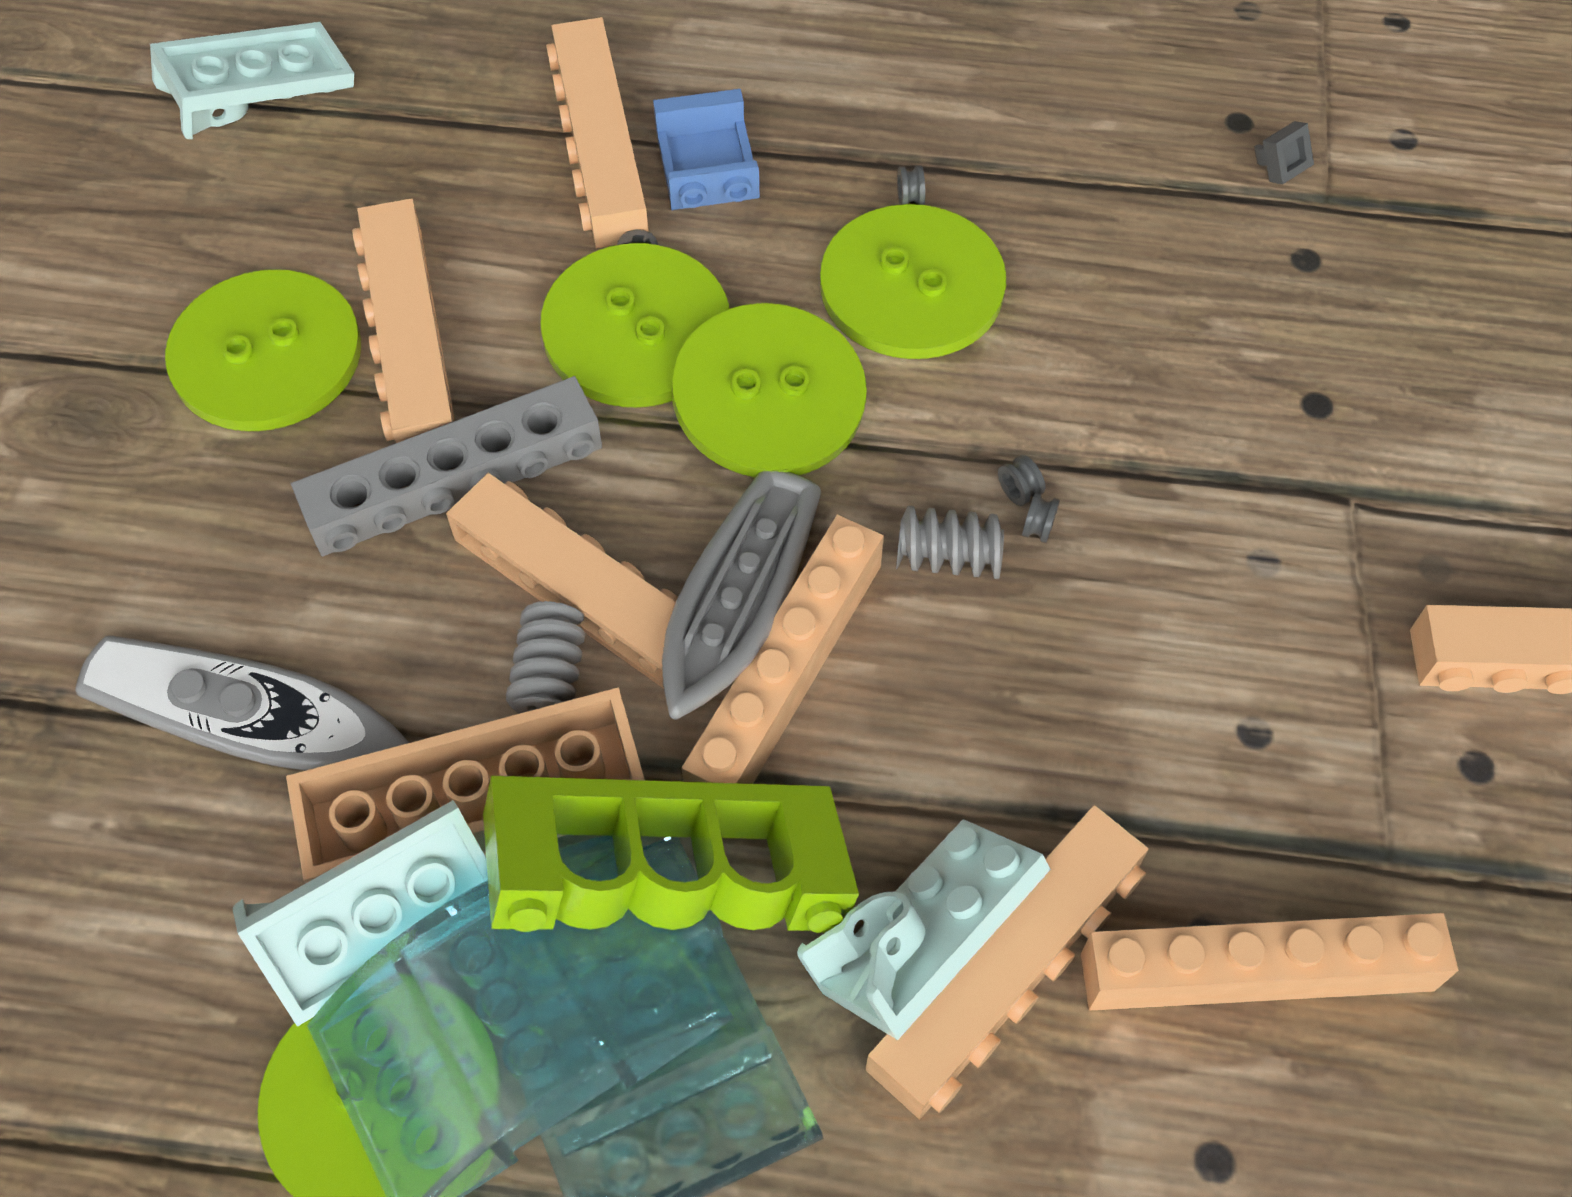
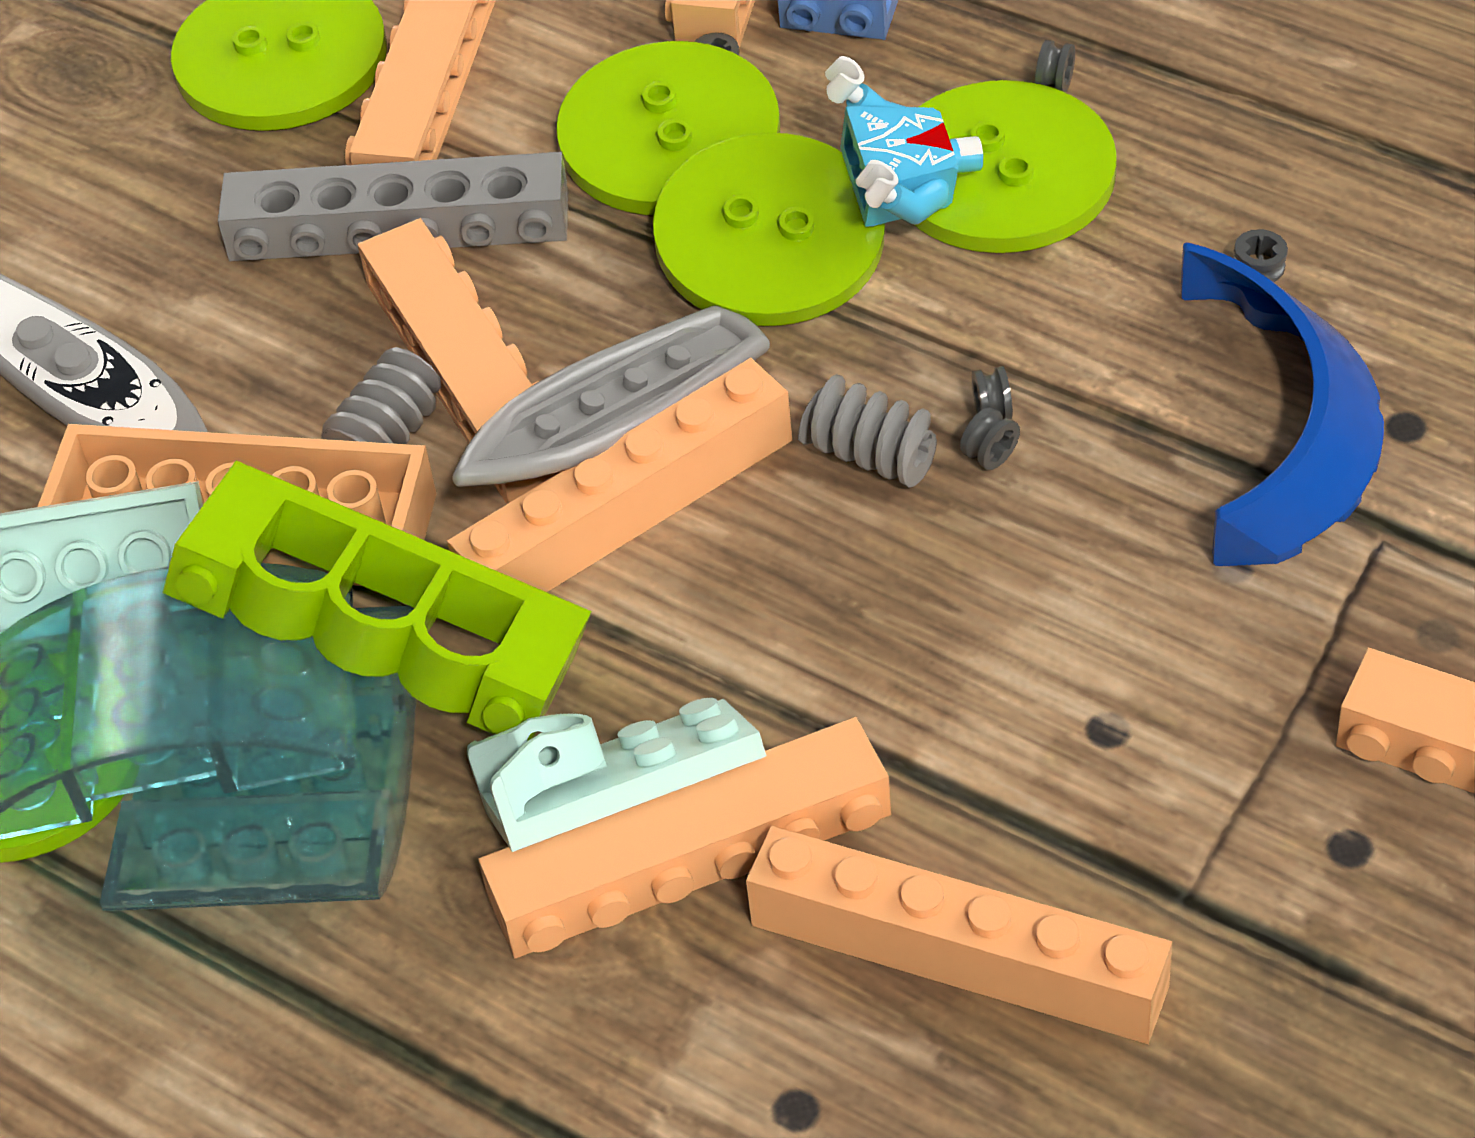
camera: 30 degrees right, 10 degrees down
(848, 298) = (896, 153): none -> medium azure torso
(1139, 311) = (1264, 243): none -> dark grey bush
(1265, 397) = (1342, 437): none -> blue windscreen

